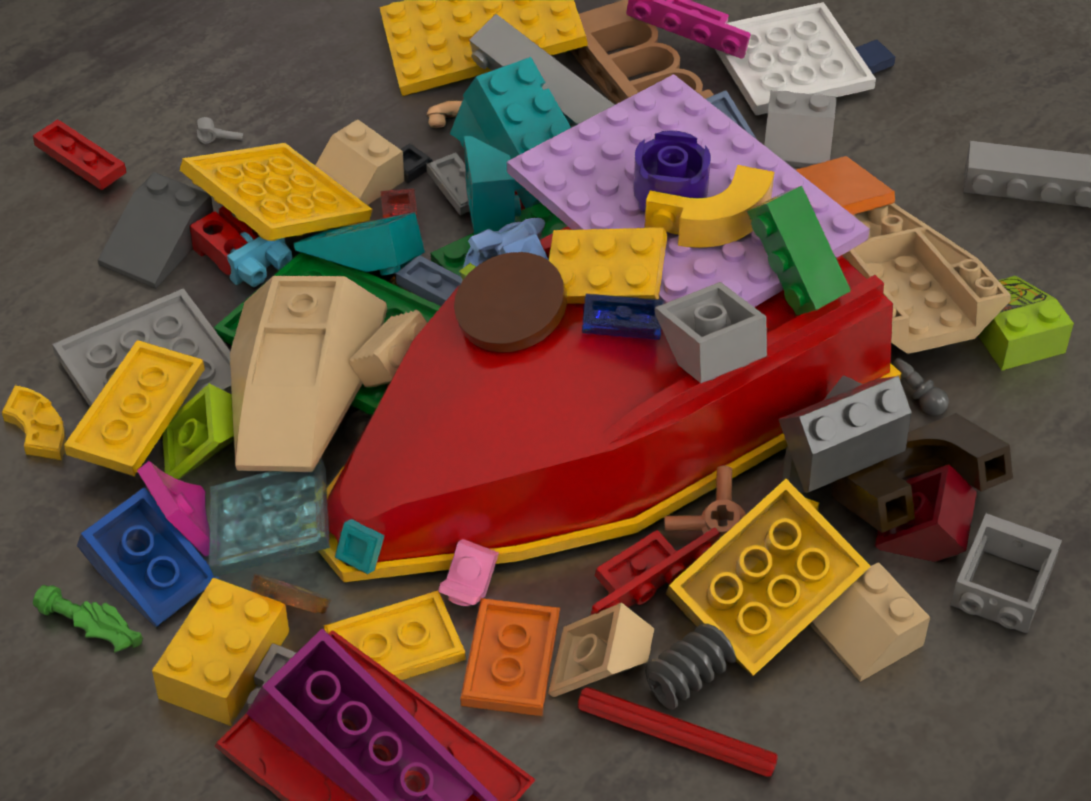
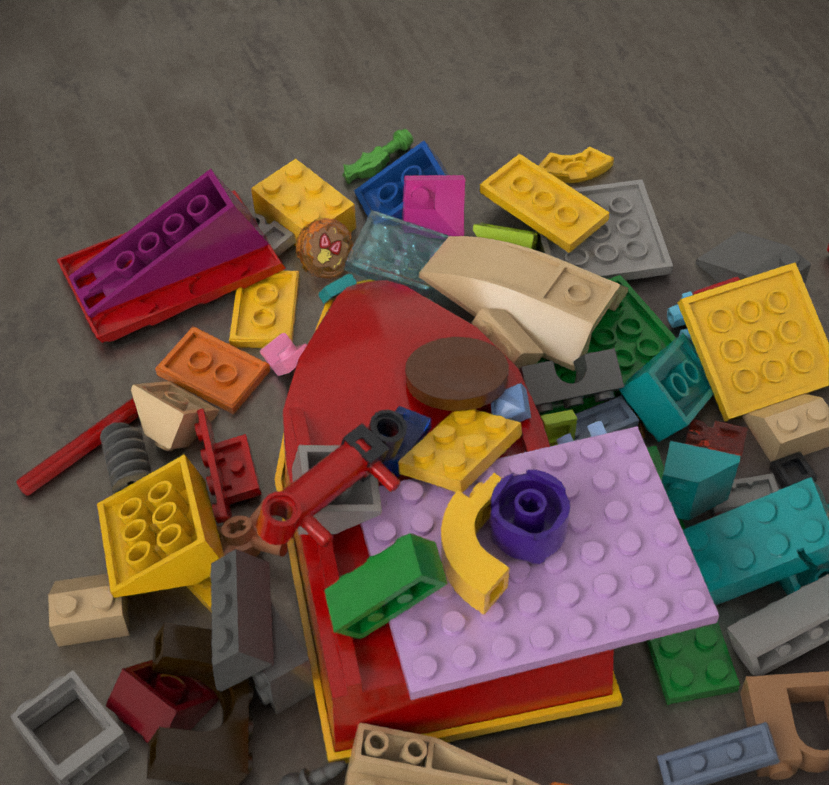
camera: 115 degrees right, 5 degrees up
(404, 279) = (596, 377): none -> dark grey arch
(689, 291) = (355, 460): none -> red piece

